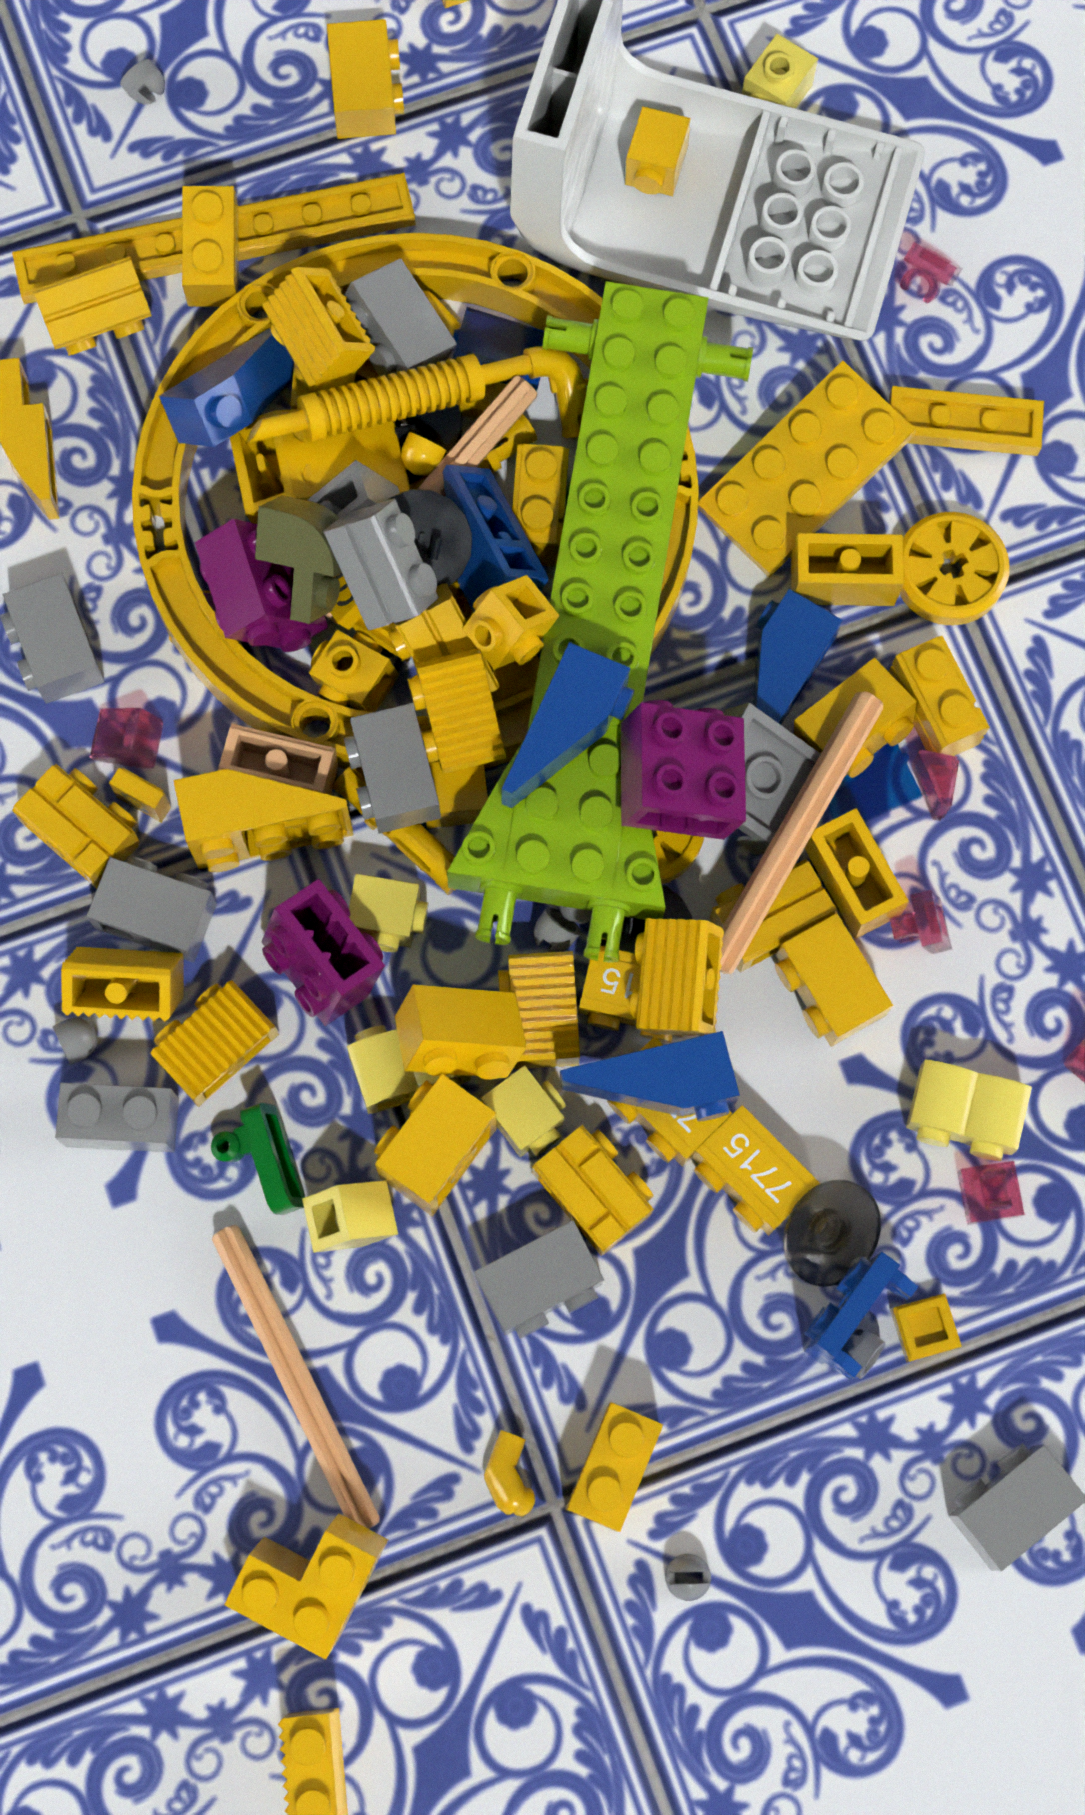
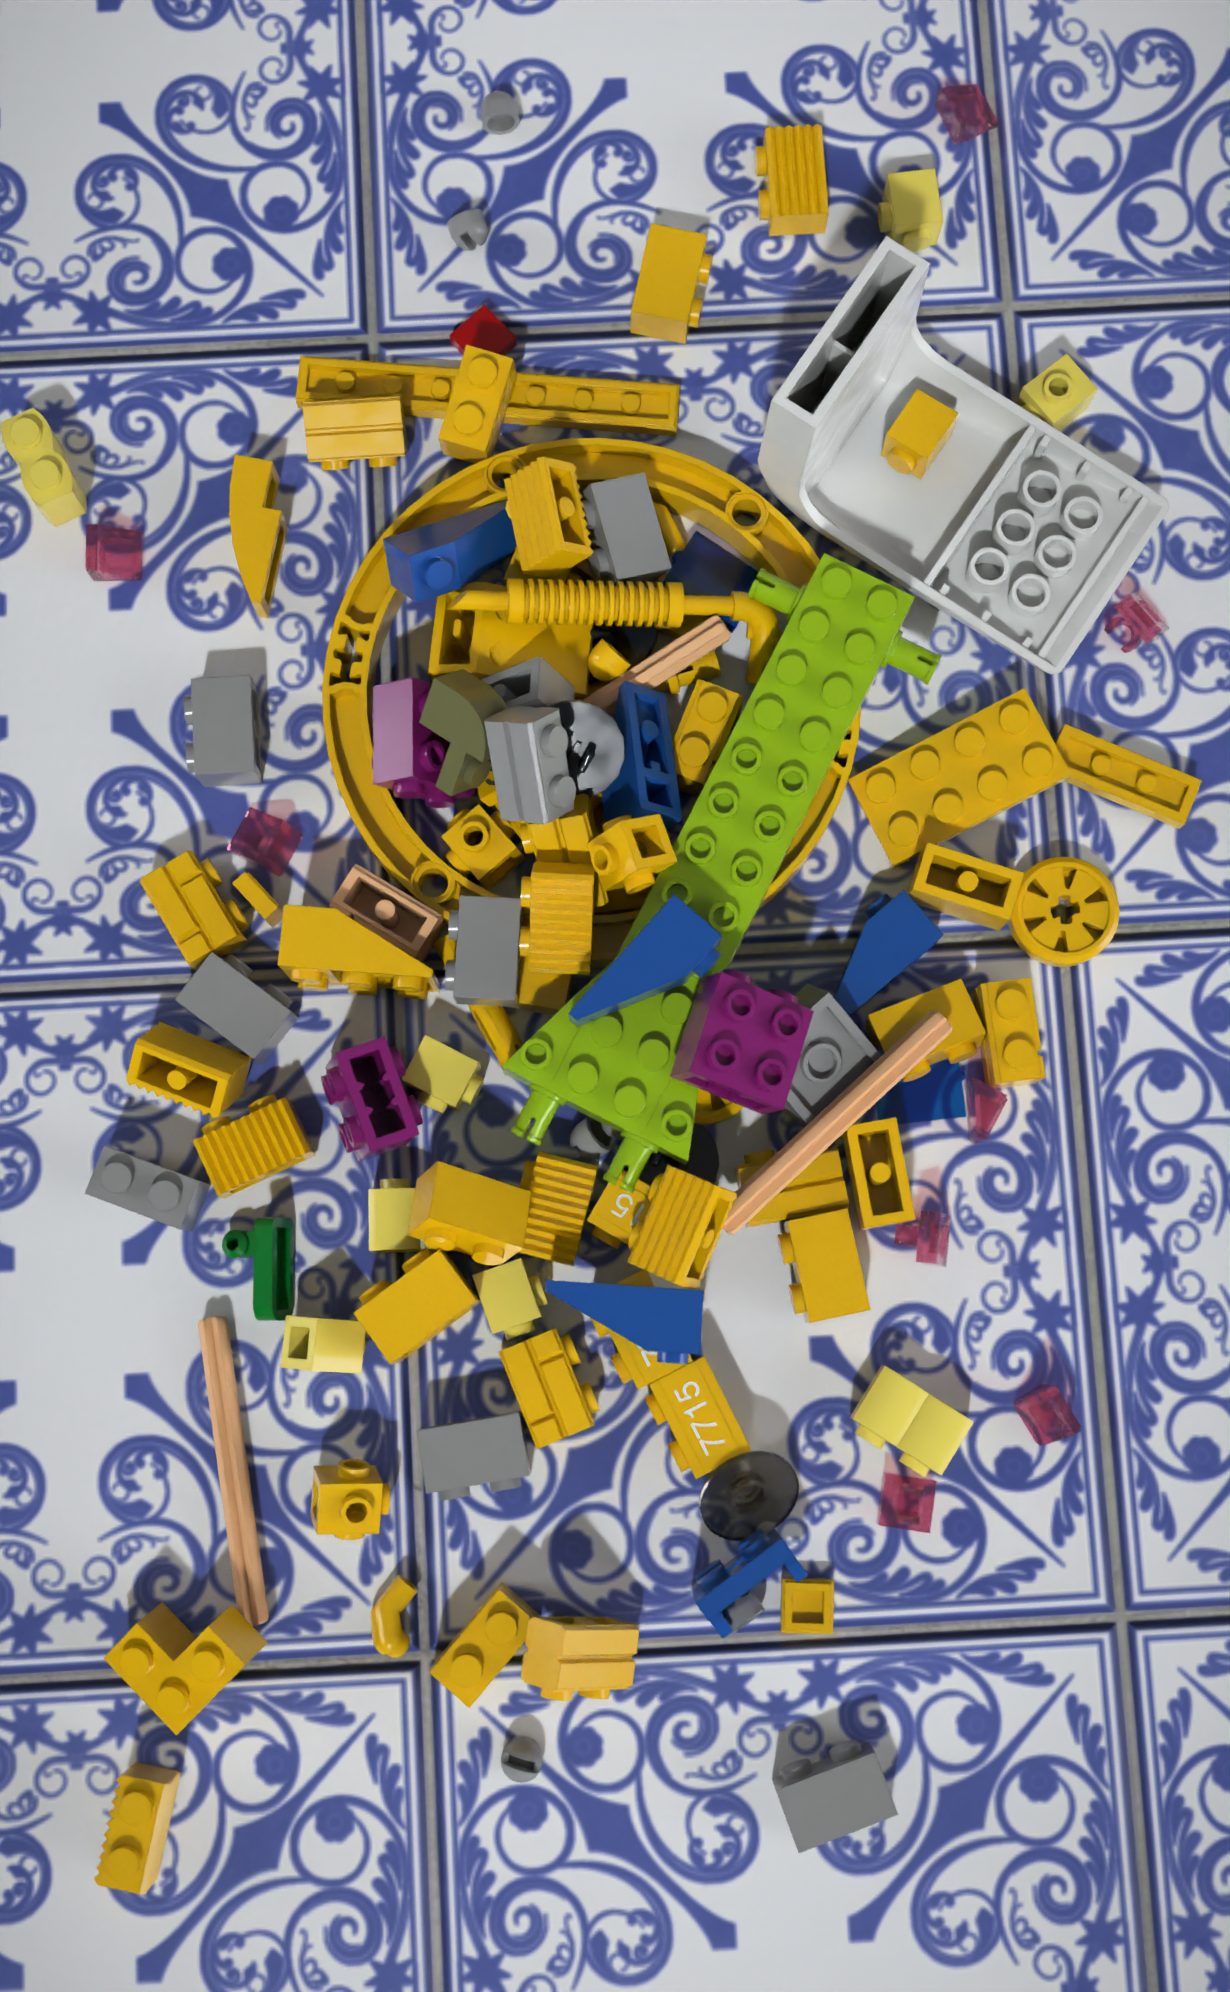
camera: 20 degrees right, 5 degrees up
(76, 1038) = (134, 1104): light grey hinge -> none
(189, 172) = (484, 332): none -> red tile
(426, 1365) = (348, 1499): none -> yellow brick
(715, 1442) = (579, 1656): none -> yellow brick

